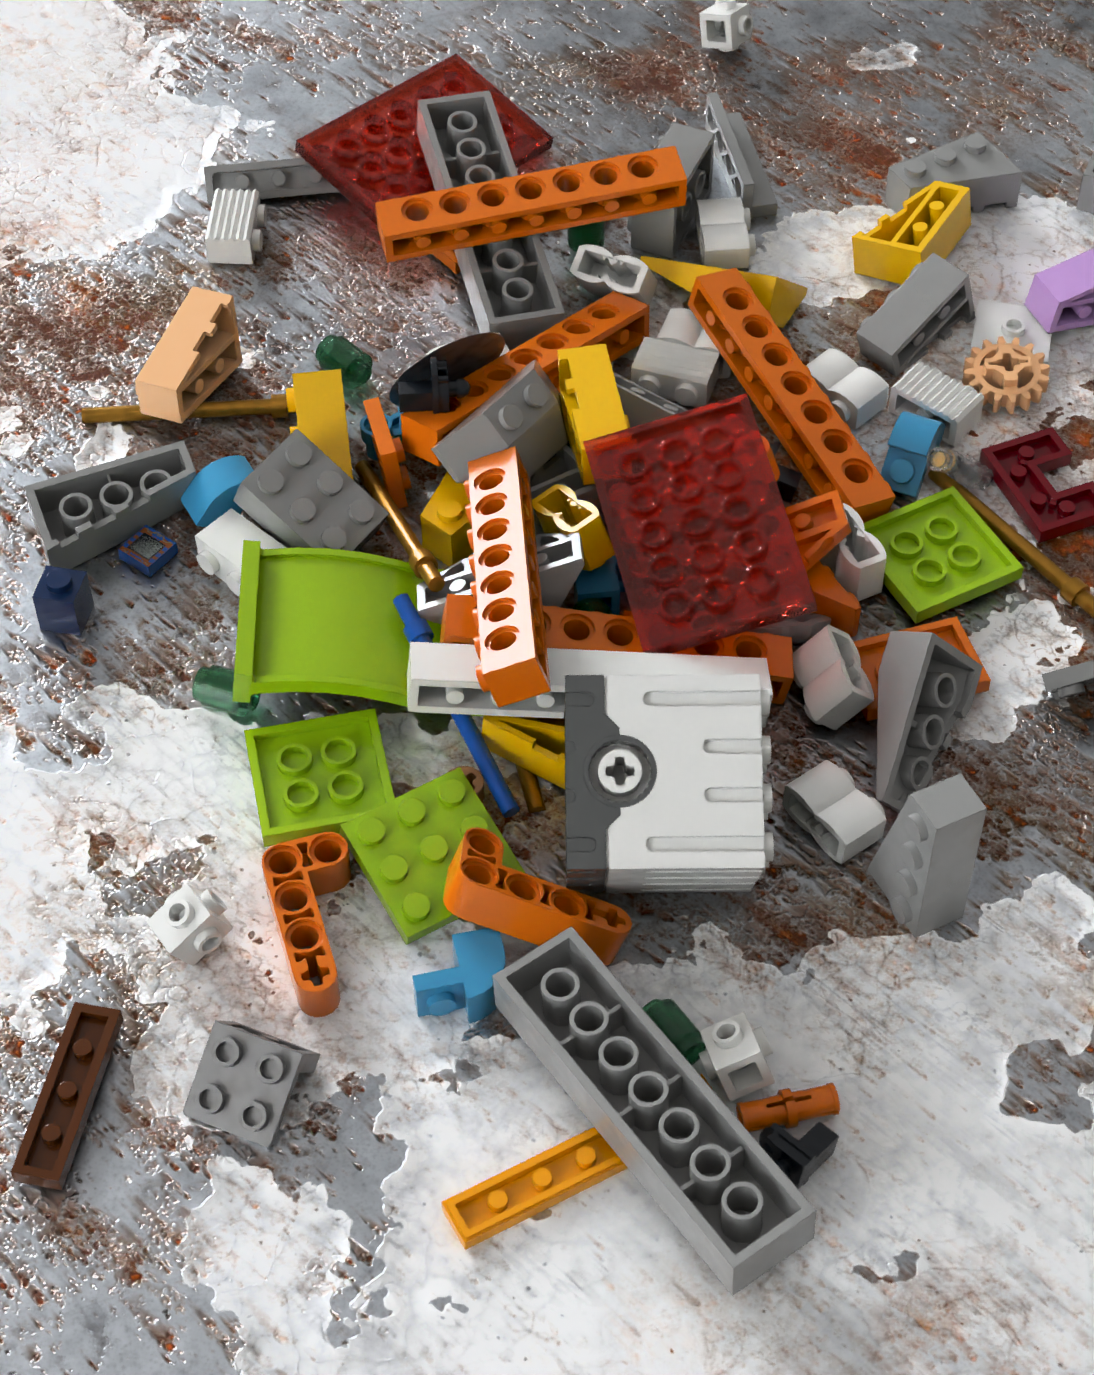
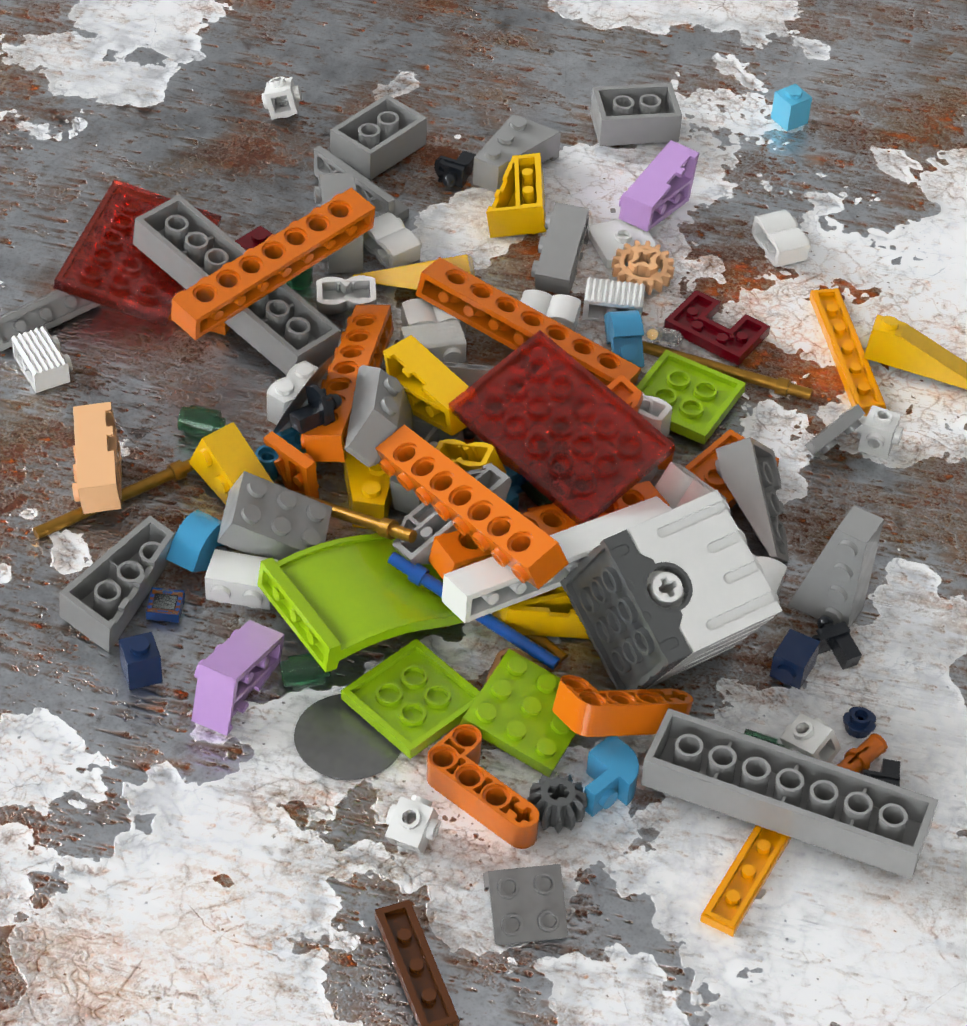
camera: 35 degrees left, 5 degrees down
(144, 656) = (233, 672): none -> lavender wedge
(209, 792) = (341, 742): none -> flat silver sticker
(378, 978) = (558, 801): none -> dark grey gear
(801, 106) = (378, 136): none -> light grey brick
(808, 940) = (794, 658): none -> dark blue brick
(834, 1070) = (859, 722): none -> dark blue plate
(865, 178) = (453, 171): none -> black piece
(880, 935) = (838, 639): none -> black piece

